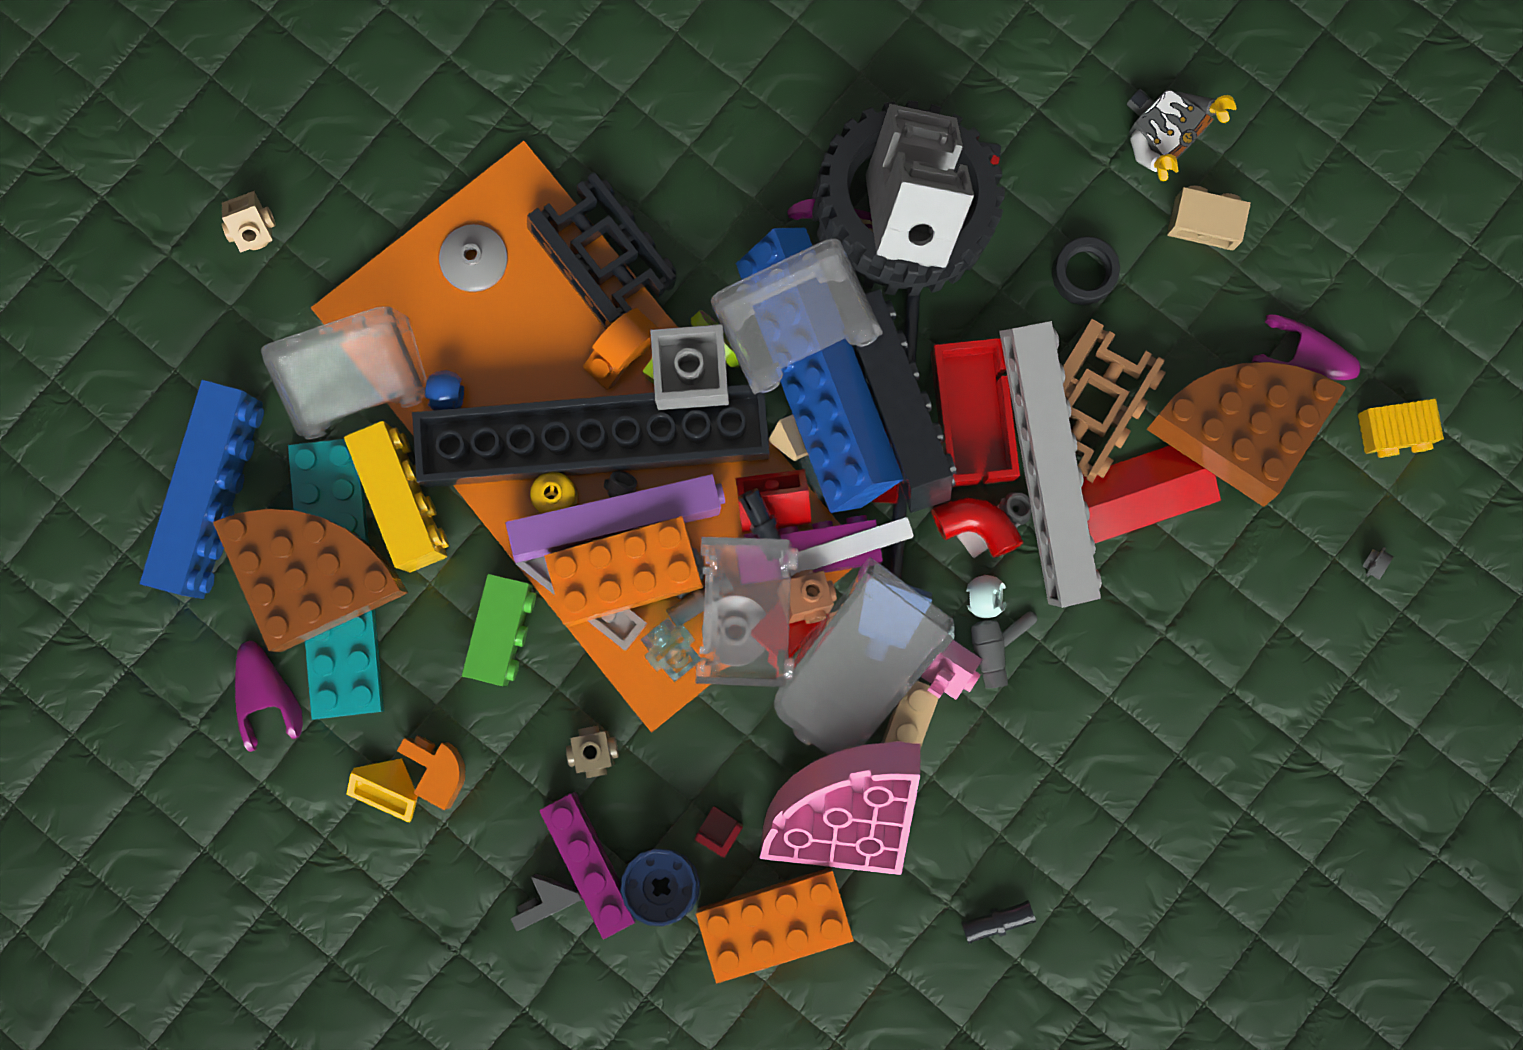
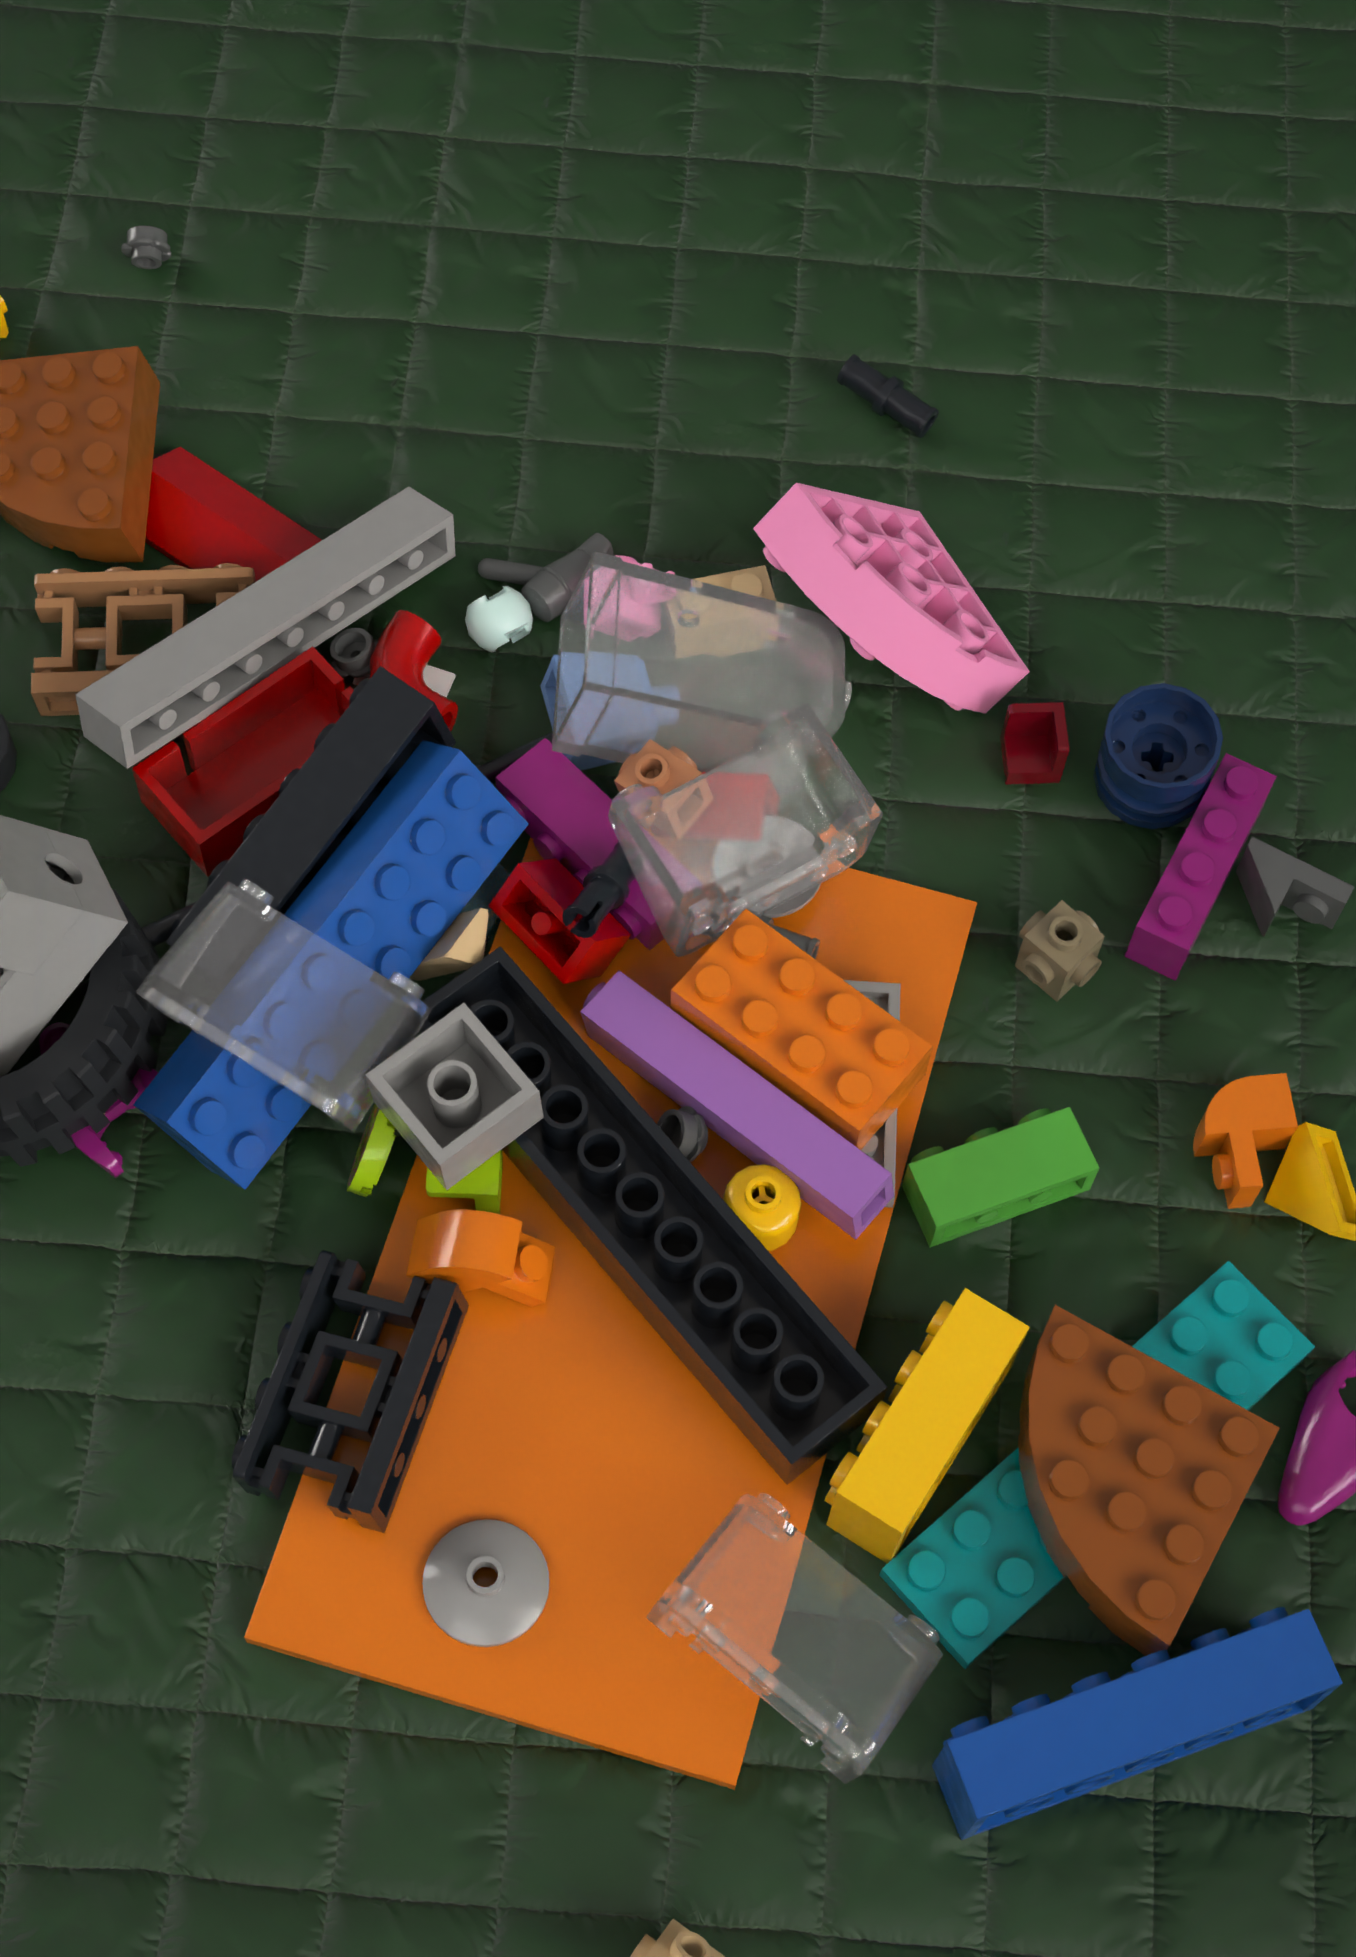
camera: 130 degrees left, 20 degrees down
(444, 390) = (722, 1465): blue piece -> none
(671, 649) = (854, 924): clear light blue brick -> none
(773, 925) = (1090, 612): orange brick -> none
(854, 545) = (543, 778): white sticker -> none

